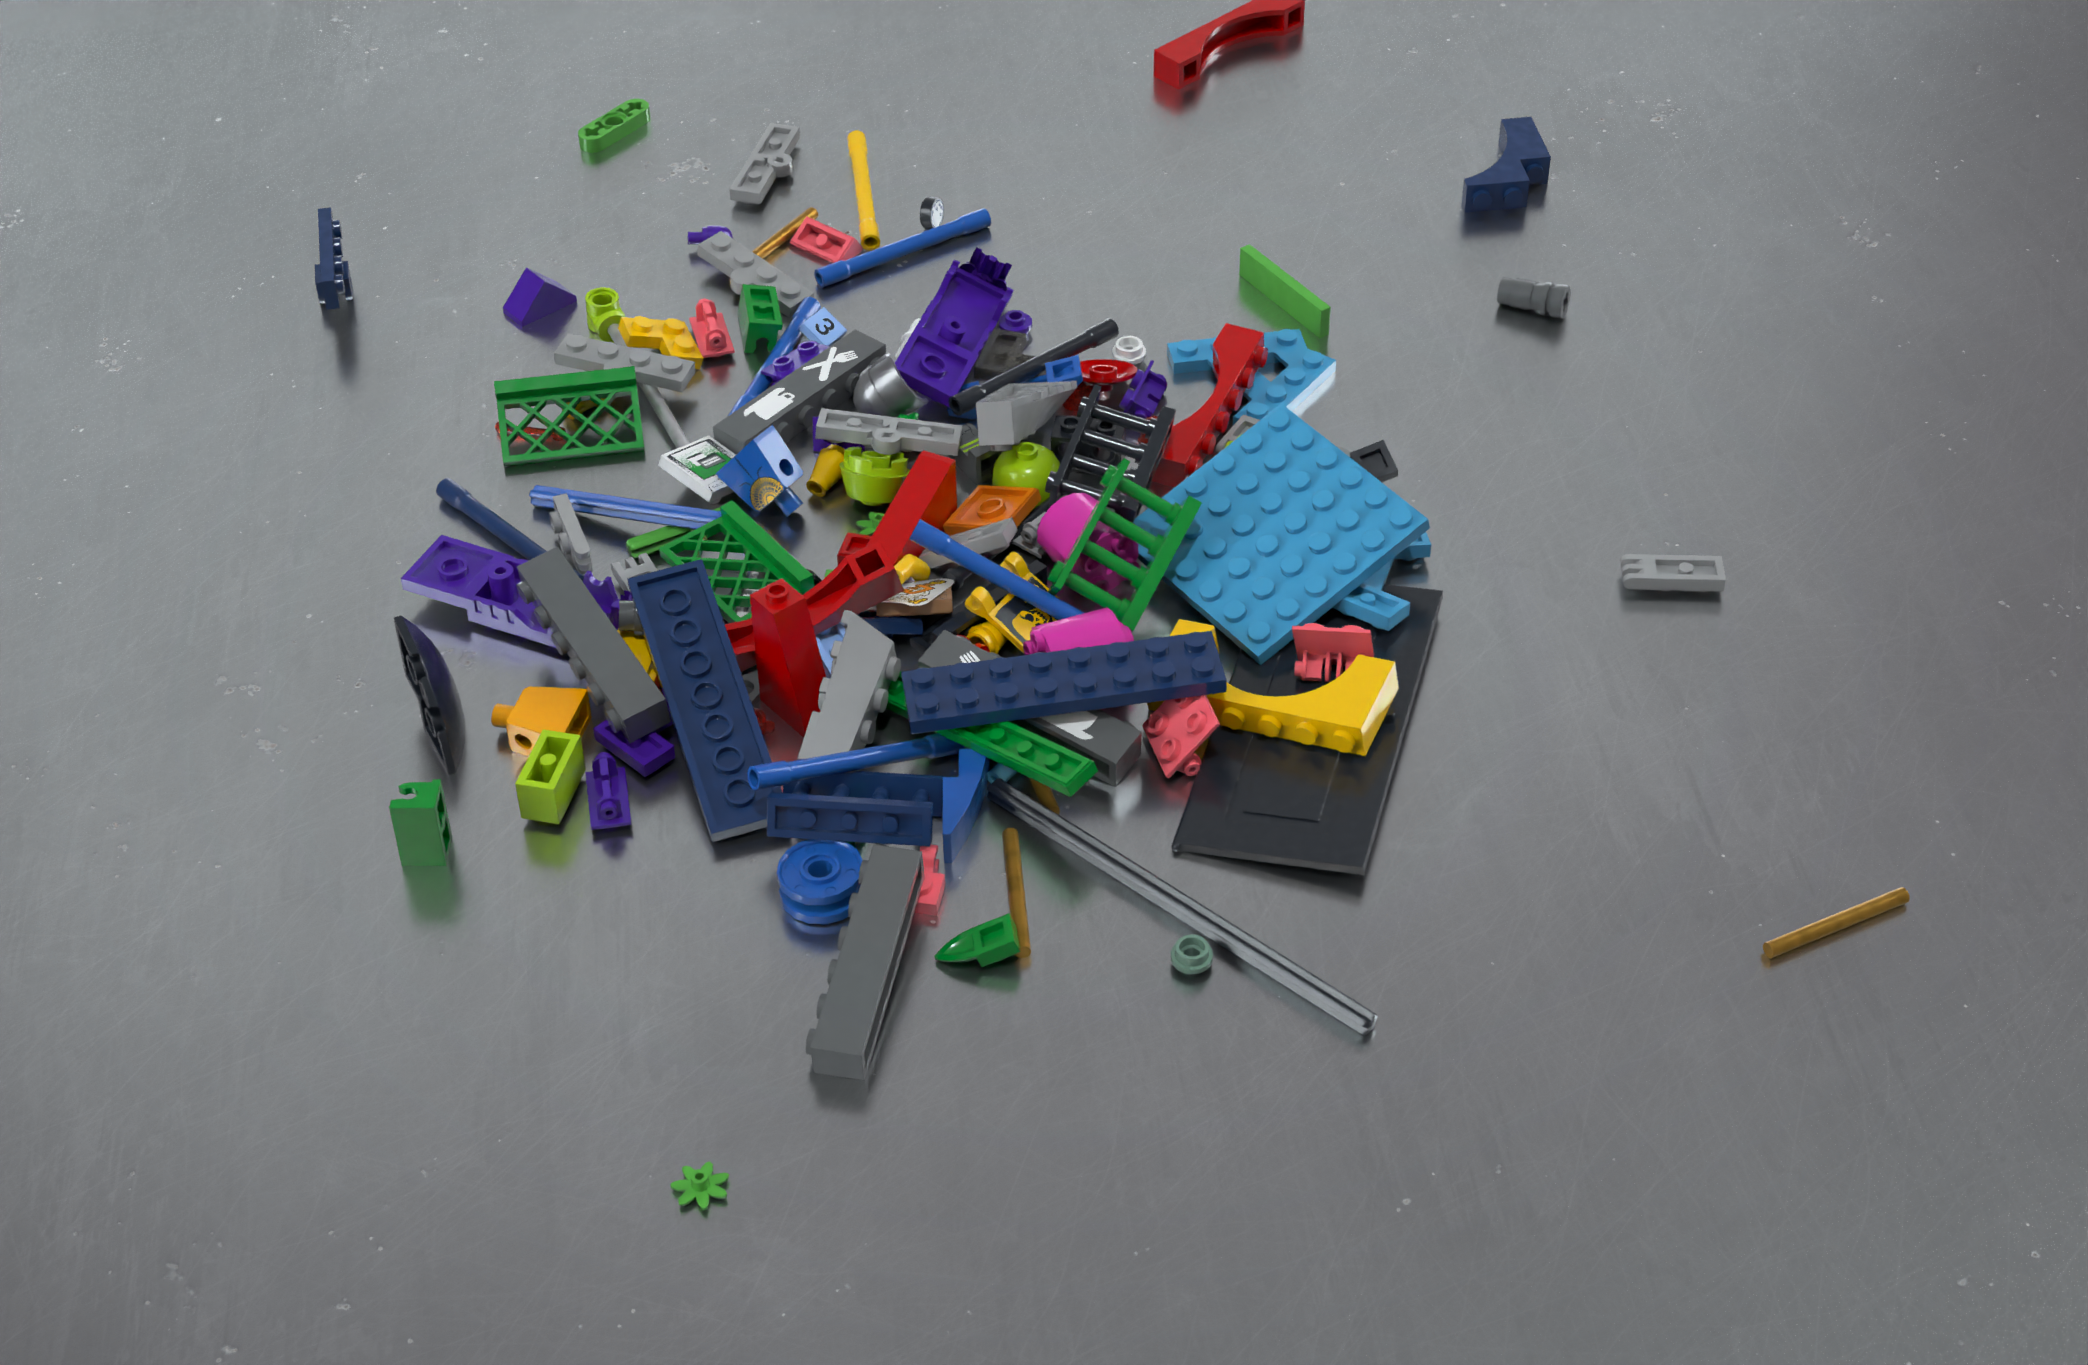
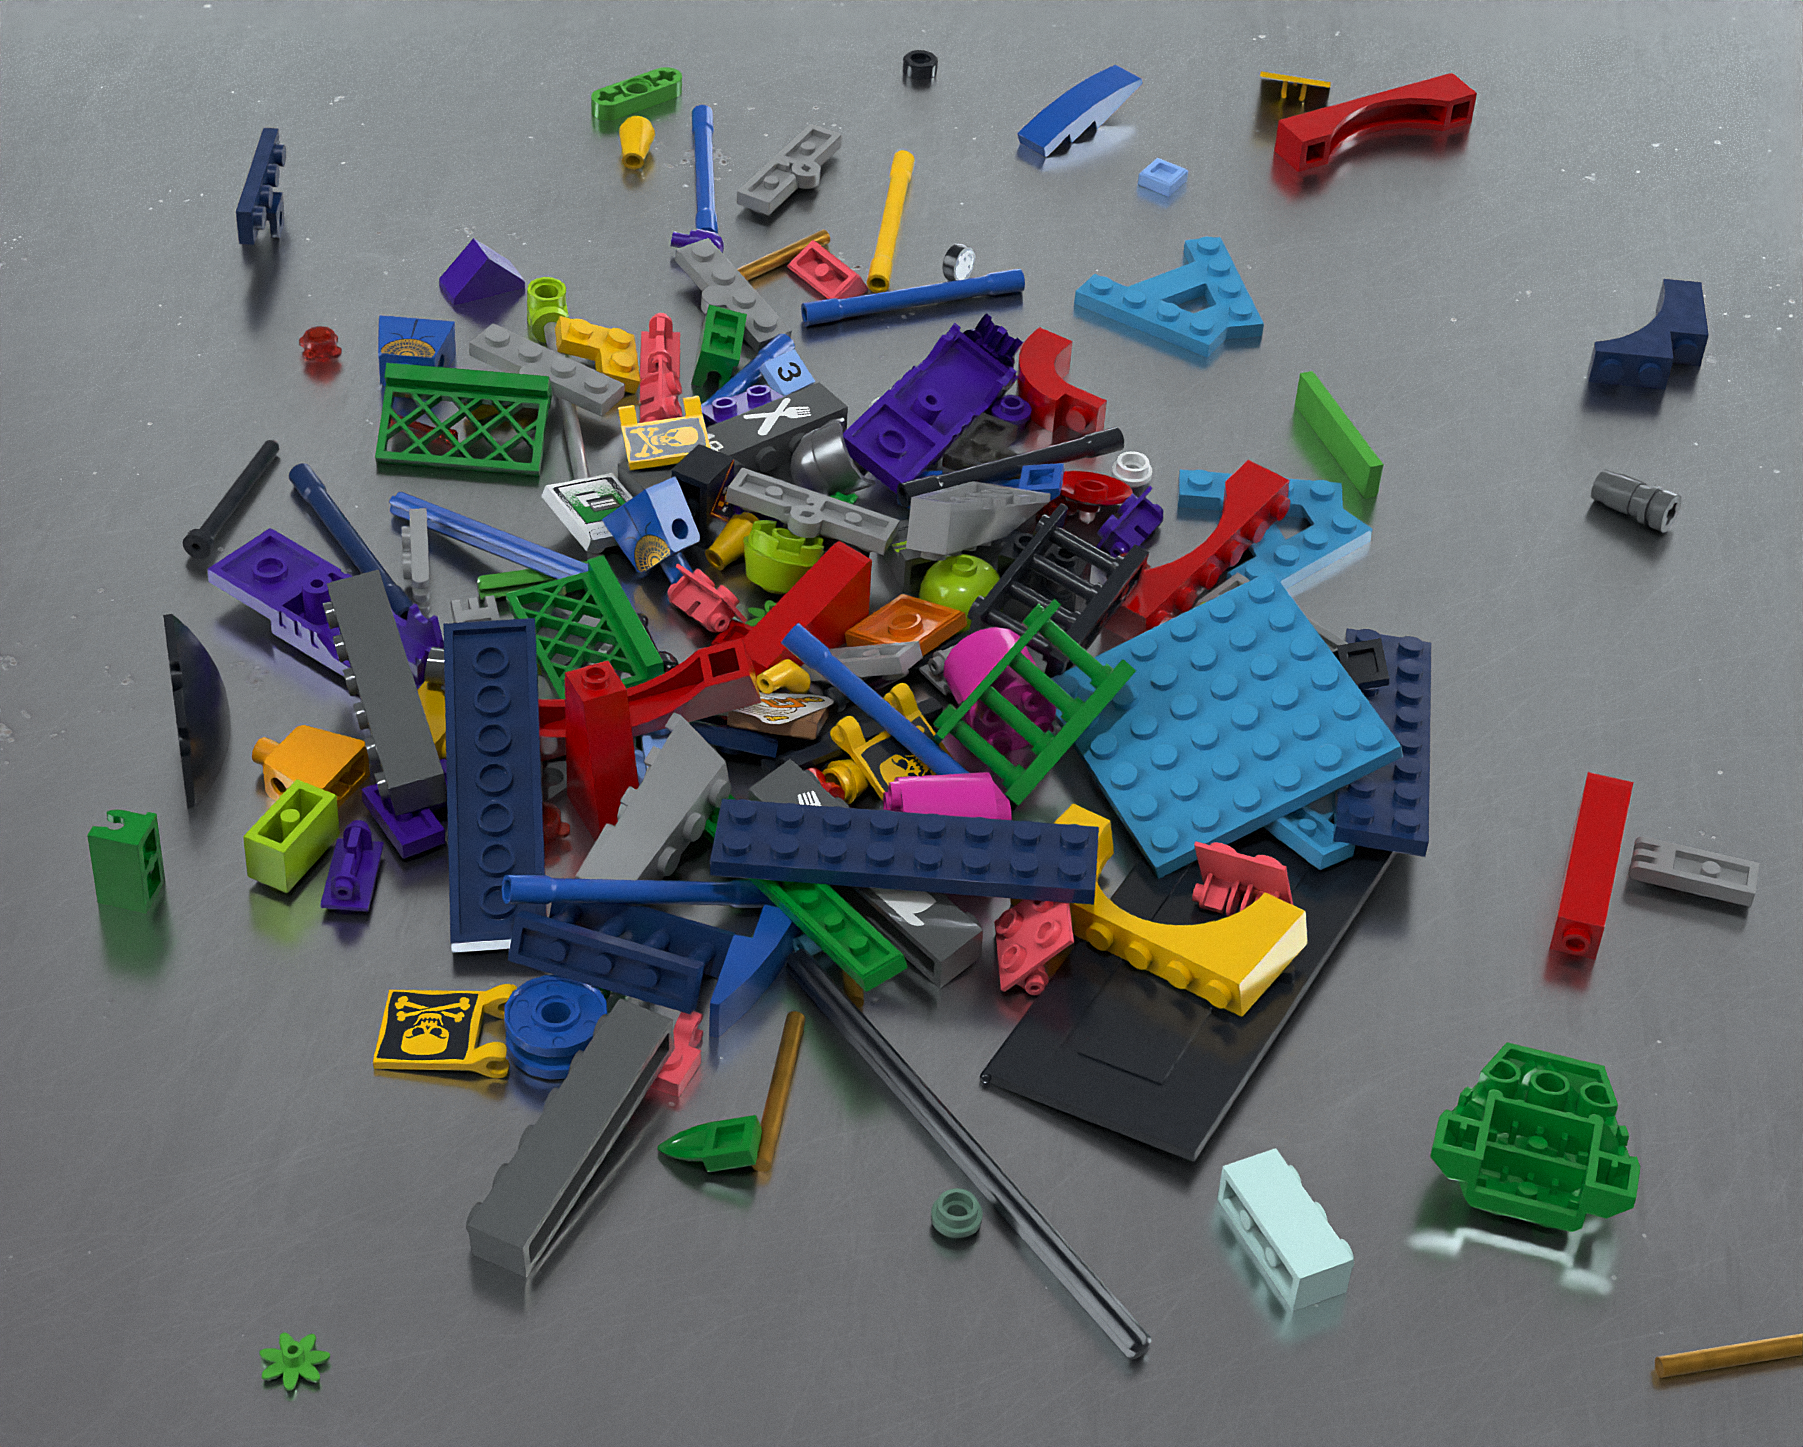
camera: 10 degrees right, 0 degrees up
(381, 559) = (200, 542): none -> black bar
(422, 379) = (320, 344): none -> clear red plate
(502, 362) = (415, 342): none -> blue torso
(628, 162) = (636, 139): none -> yellow cone
(681, 146) = (704, 170): none -> blue piece
(724, 370) = (660, 395): none -> coral hinge
(728, 904) = (441, 1031): none -> yellow flag
(745, 400) = (662, 440): none -> flag
(797, 427) = (704, 483): none -> black brick
(831, 523) = (699, 599): none -> coral hinge
(841, 59) = (920, 64): none -> black tile
(987, 70) = (1078, 108): none -> blue slope
(1044, 305) = (1040, 382): none -> red arch
(1072, 113) = (1163, 177): none -> light blue tile
(1101, 215) = (1154, 302): none -> dark azure plate
(1162, 15) = (1286, 79): none -> yellow piece
(1427, 567) = (1392, 803): none -> dark blue plate
(1452, 910) = (1285, 1229): none -> light aqua brick
(1595, 584) = (1591, 866): none -> red slope
(1626, 800) = (1539, 1141): none -> green wedge

